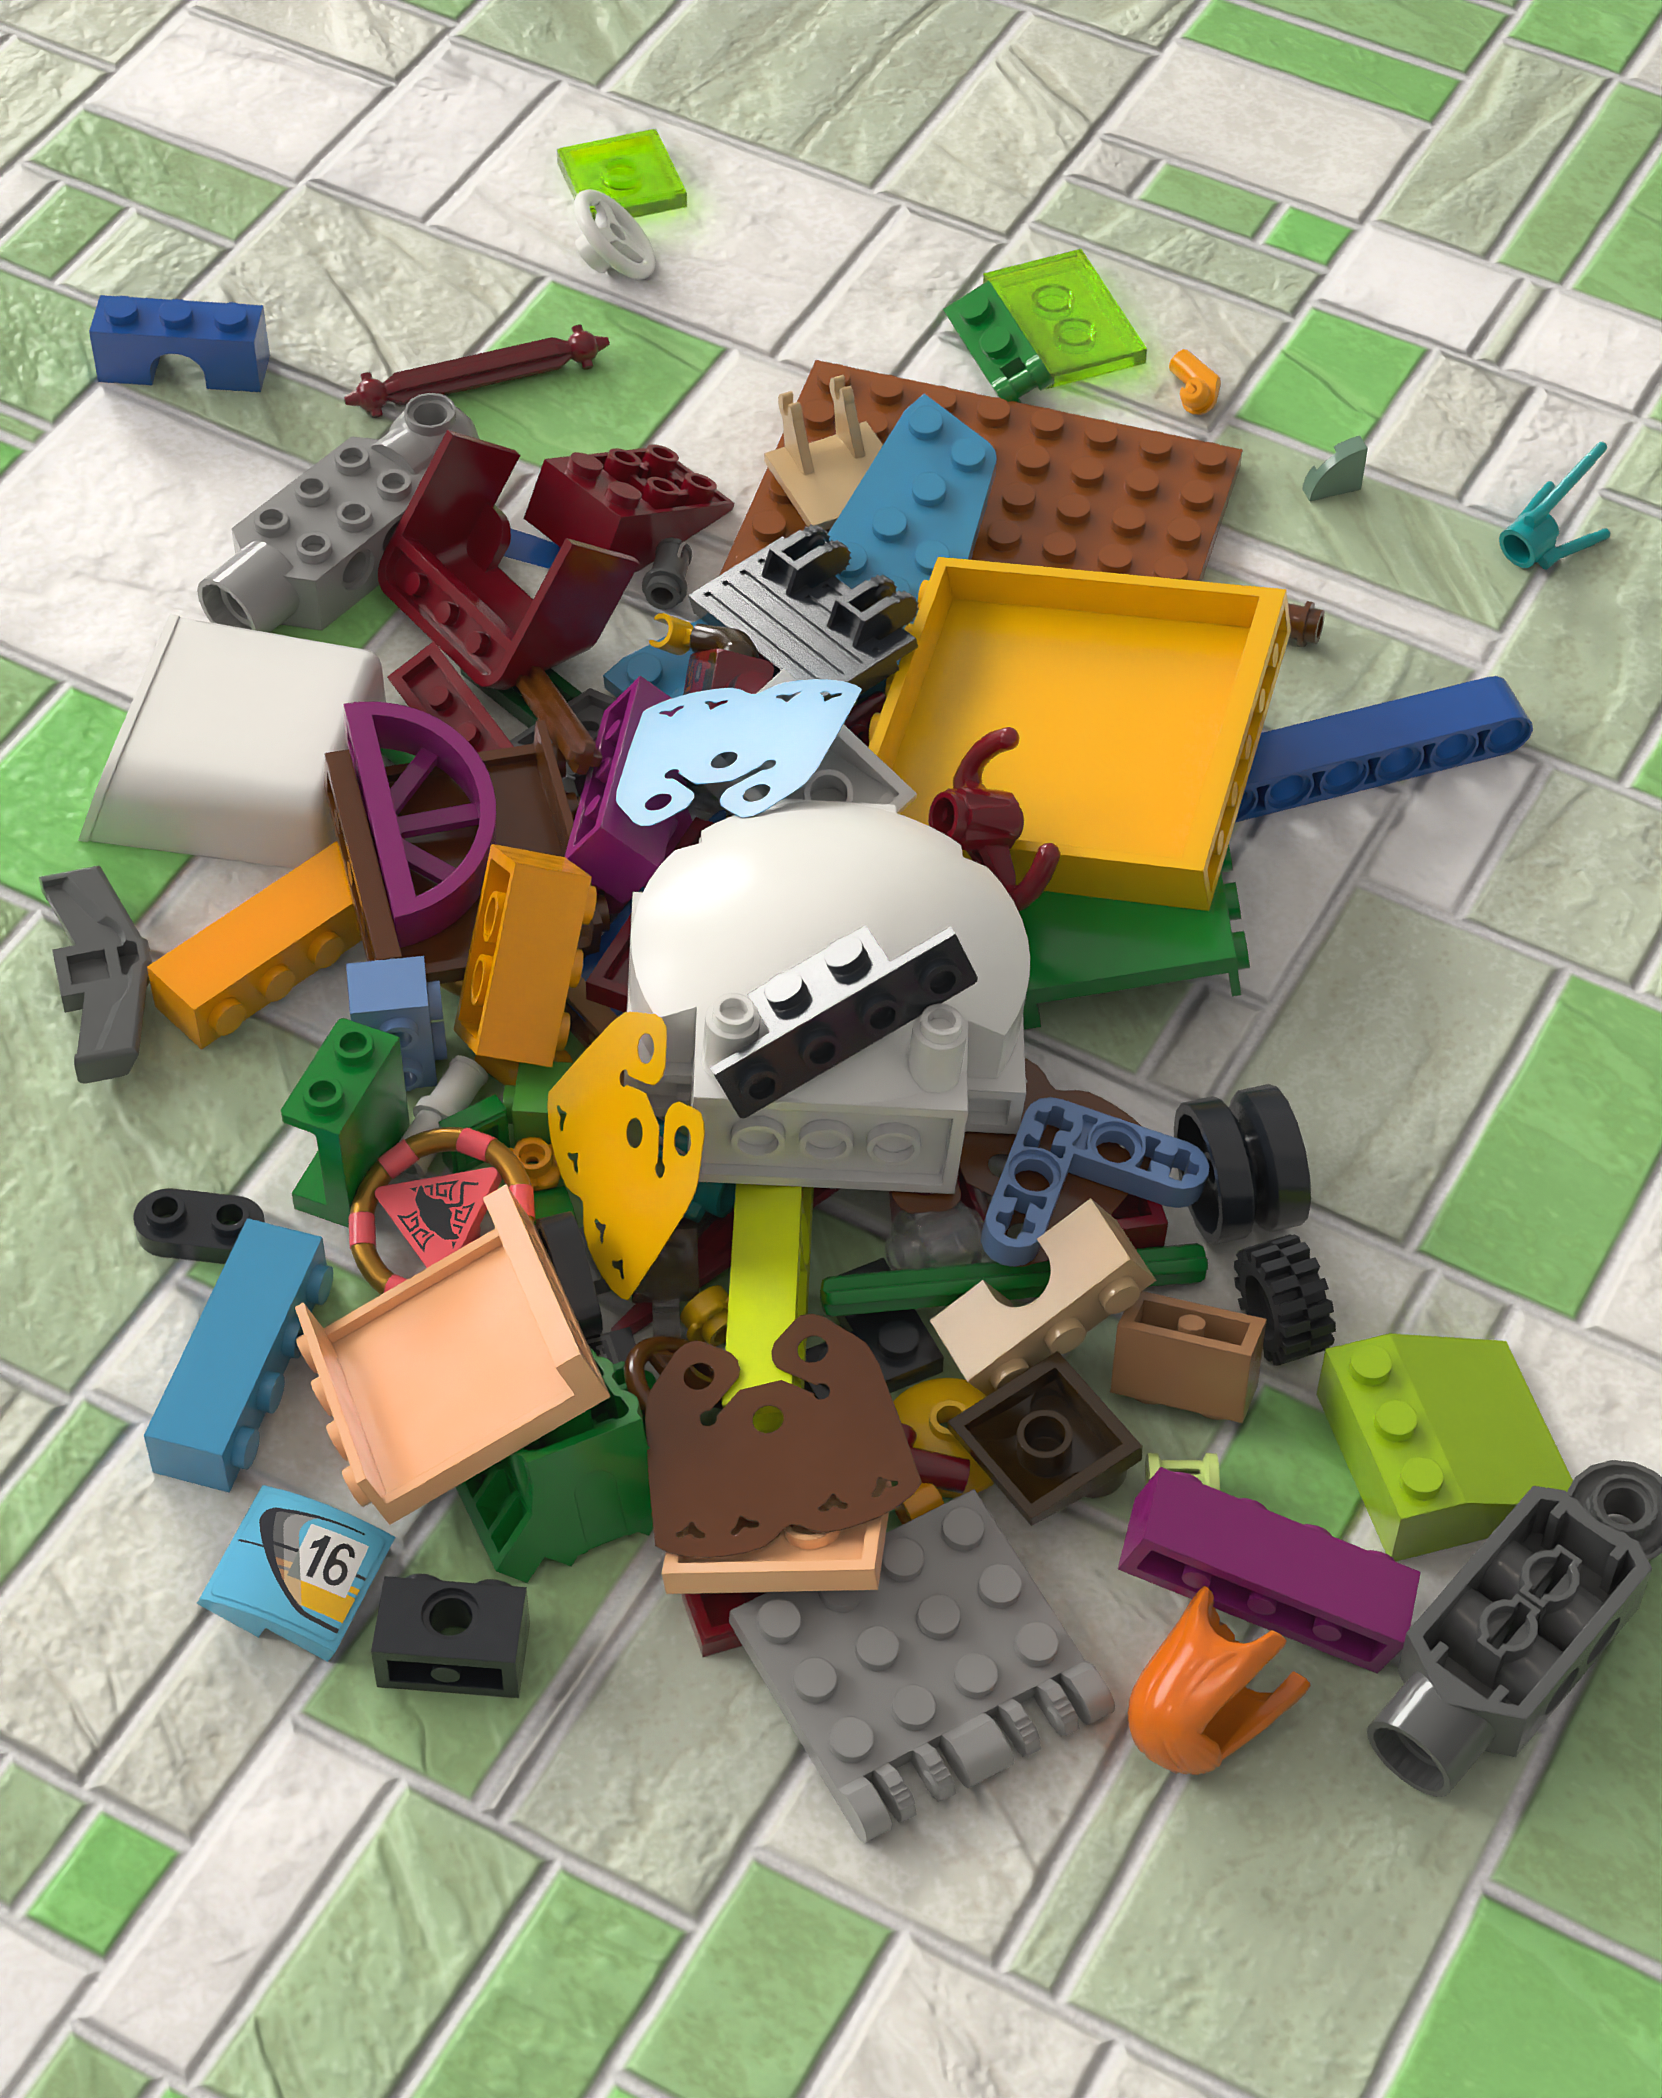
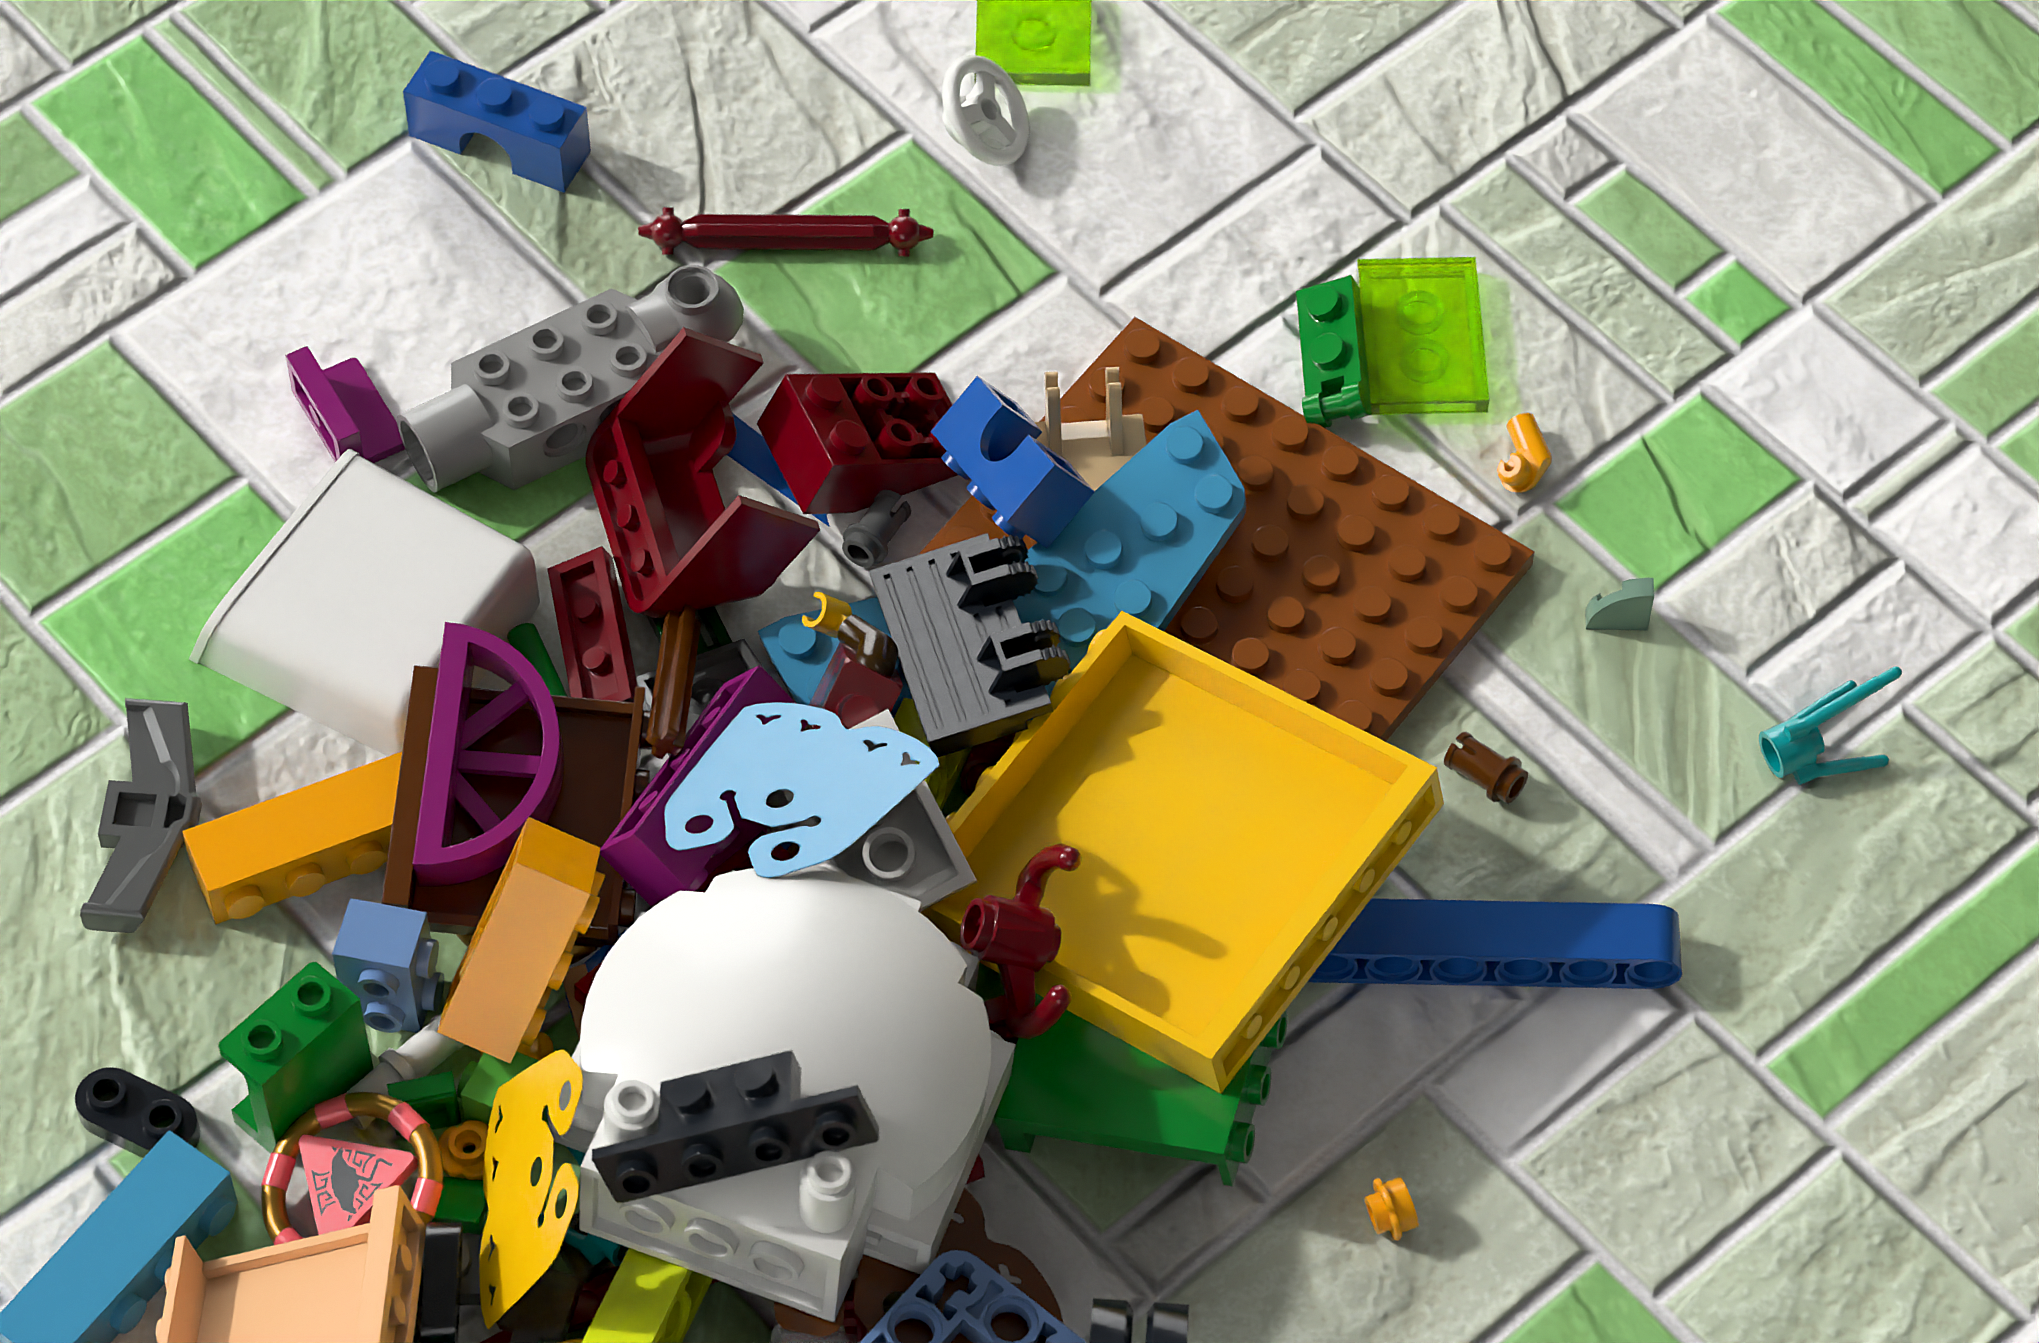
camera: 20 degrees right, 5 degrees up
(129, 598) = (344, 407): none -> magenta panel
(775, 482) = (1010, 470): none -> blue arch
(1382, 976) = (1391, 1208): none -> light orange plate

